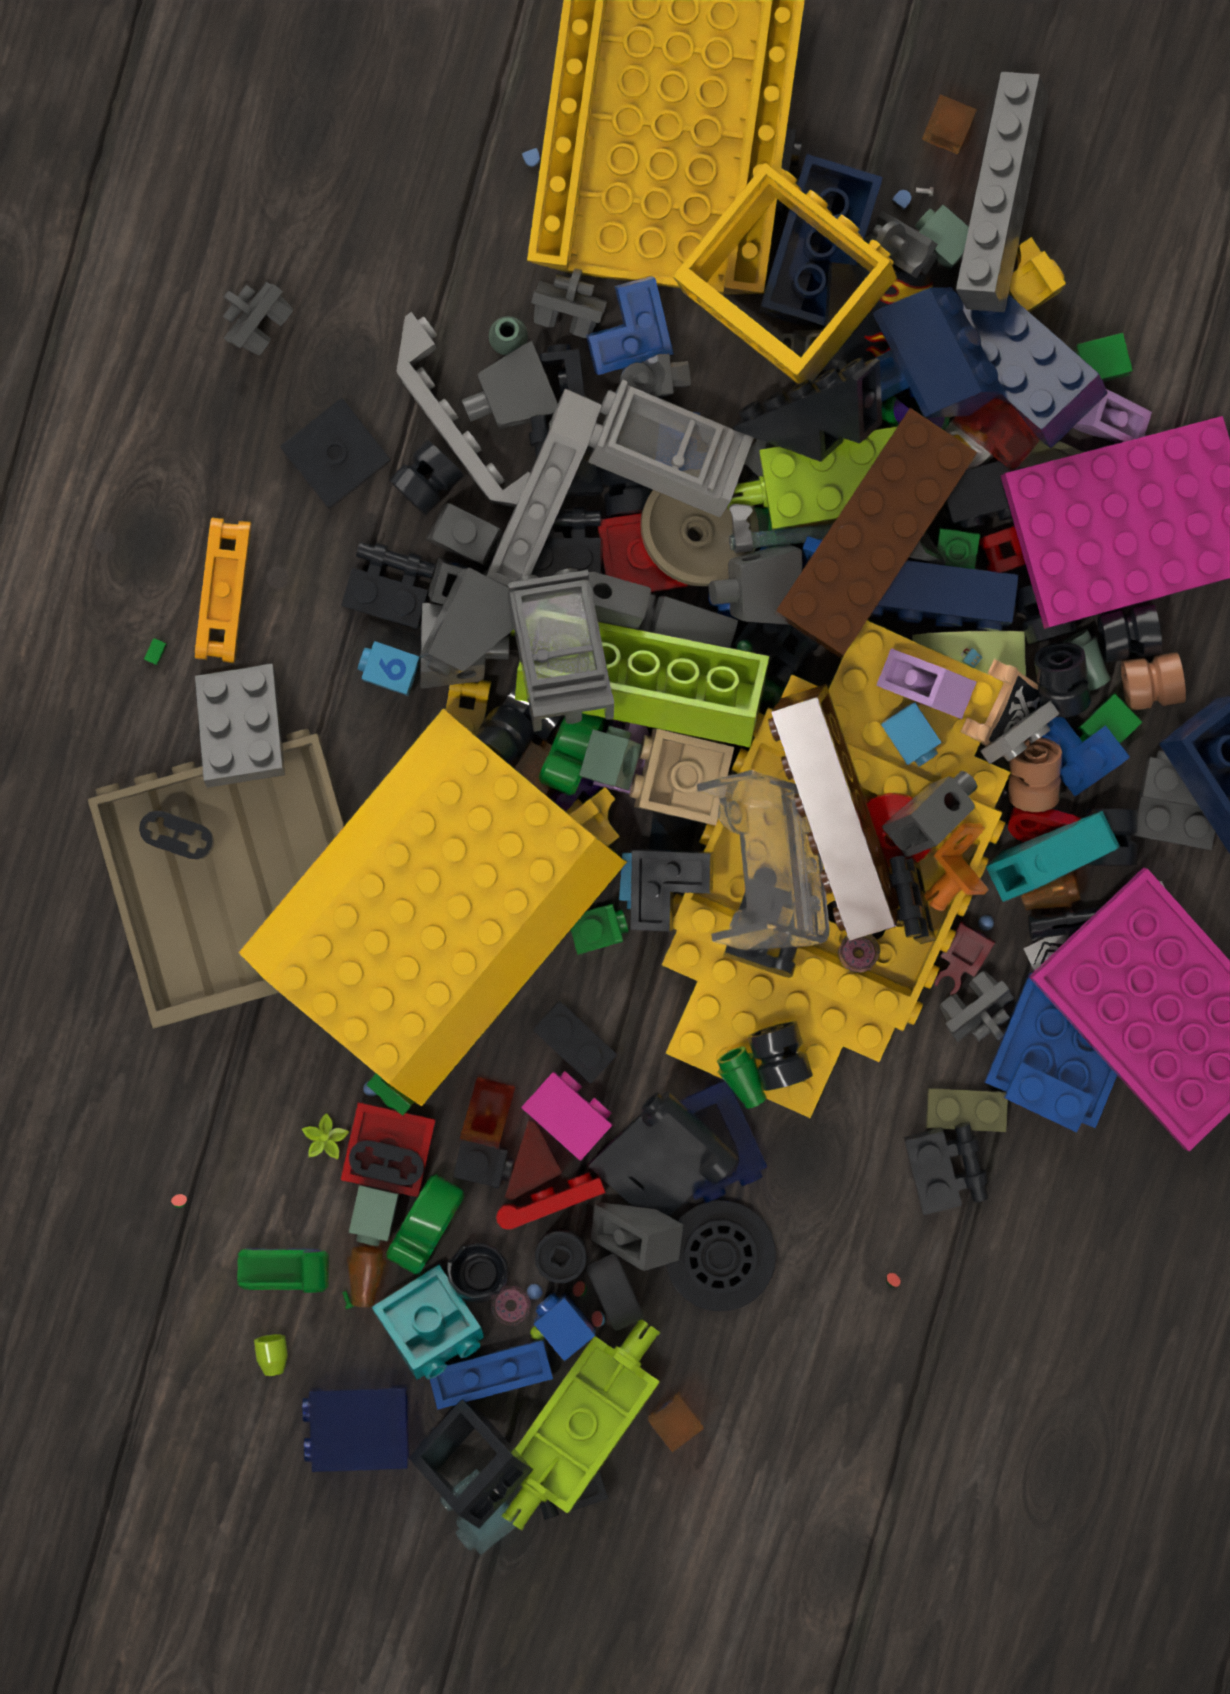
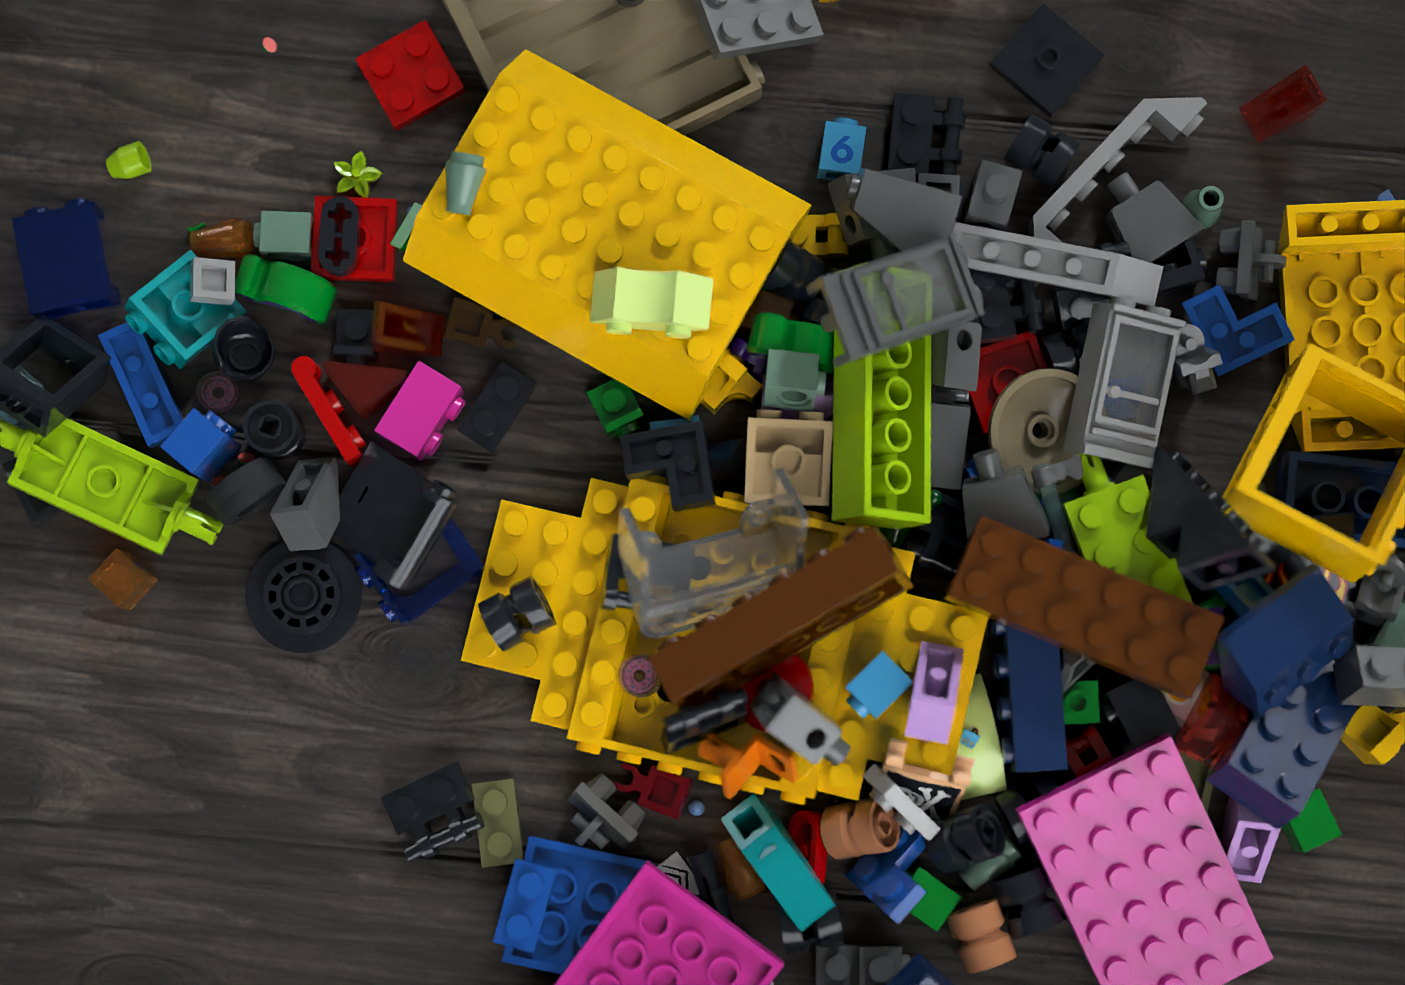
camera: 75 degrees right, 5 degrees down
(235, 1068) = (410, 75): none -> red plate
(283, 1269) = (215, 156): green animal -> none
(368, 1032) = (463, 181): none -> sand green cone
(408, 1290) = (212, 281): none -> light grey plate
(424, 239) = (1284, 104): none -> clear red slope
(493, 1049) = (473, 323): none -> dark brown plate
(518, 877) = (651, 301): none -> yellowish green brick
(534, 1291) = (236, 414): medium blue piece -> none
(742, 1076) = (491, 577): green cone -> none
(892, 1280) = (308, 778): coral piece -> none

